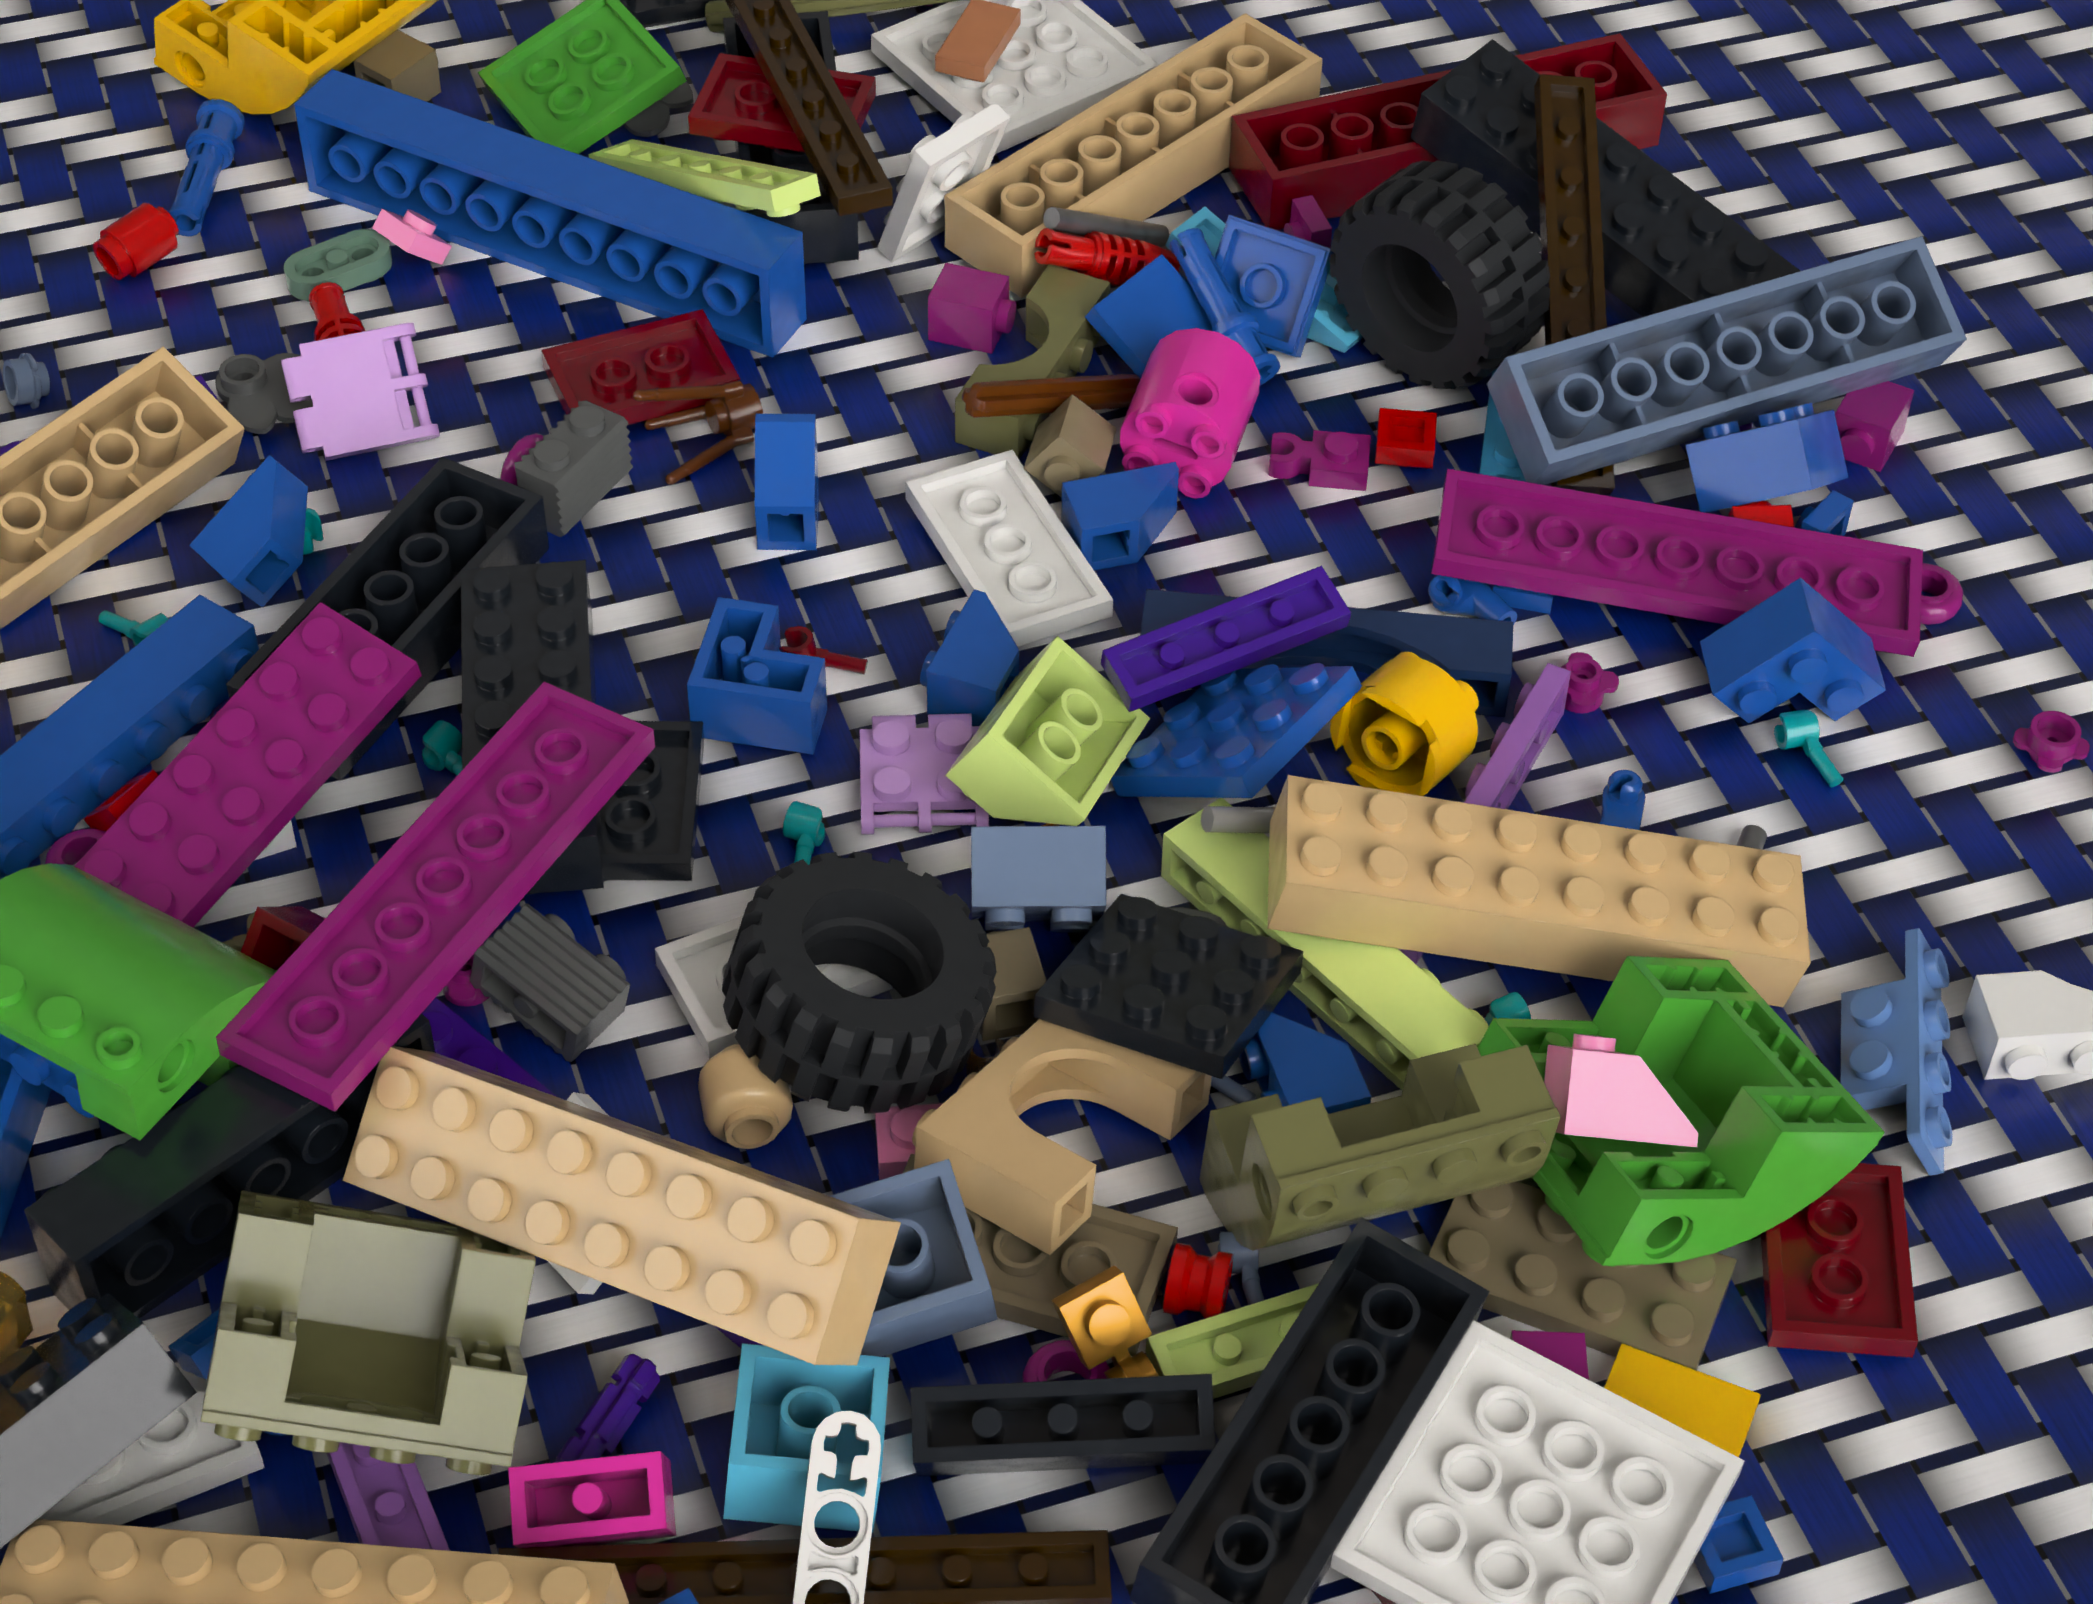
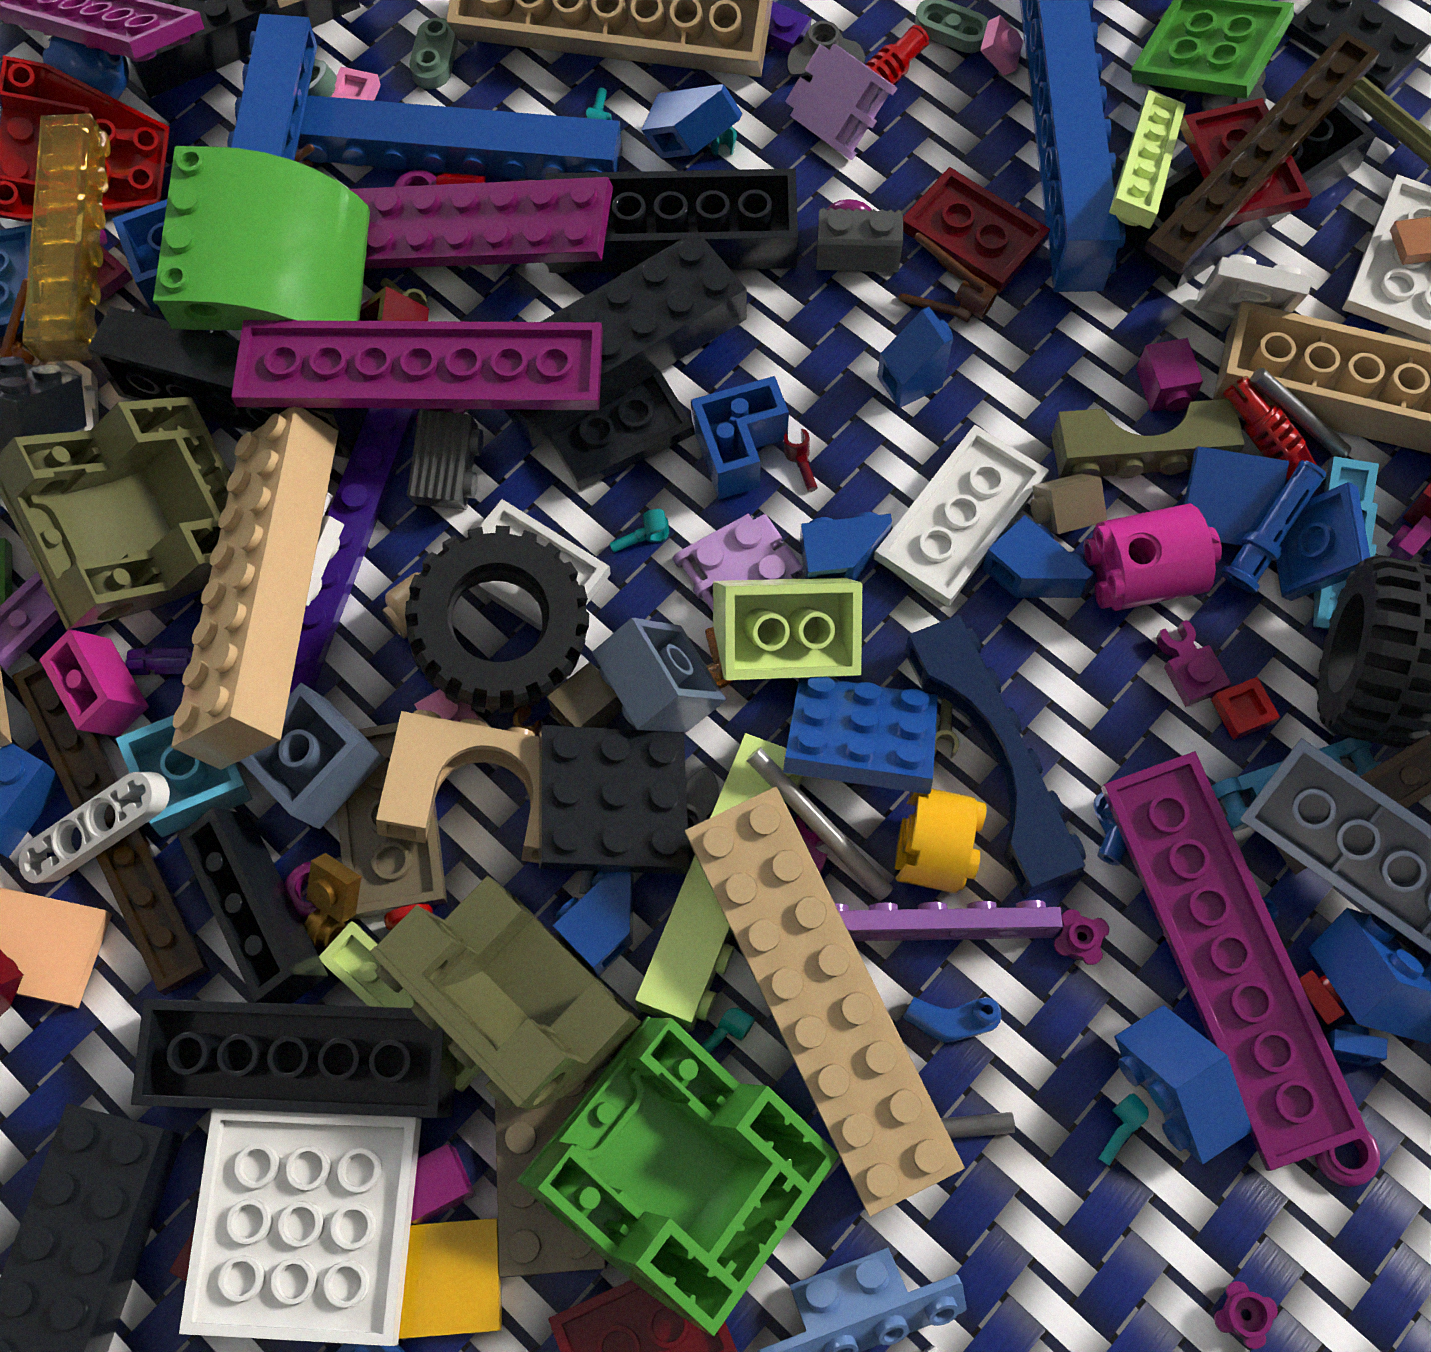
camera: 65 degrees right, 20 degrees up
(1047, 394) = (1098, 463): reddish brown axle -> none
(1225, 638) = (934, 686): dark purple plate -> none
(1612, 1095) = (645, 1131): bright pink slope -> none

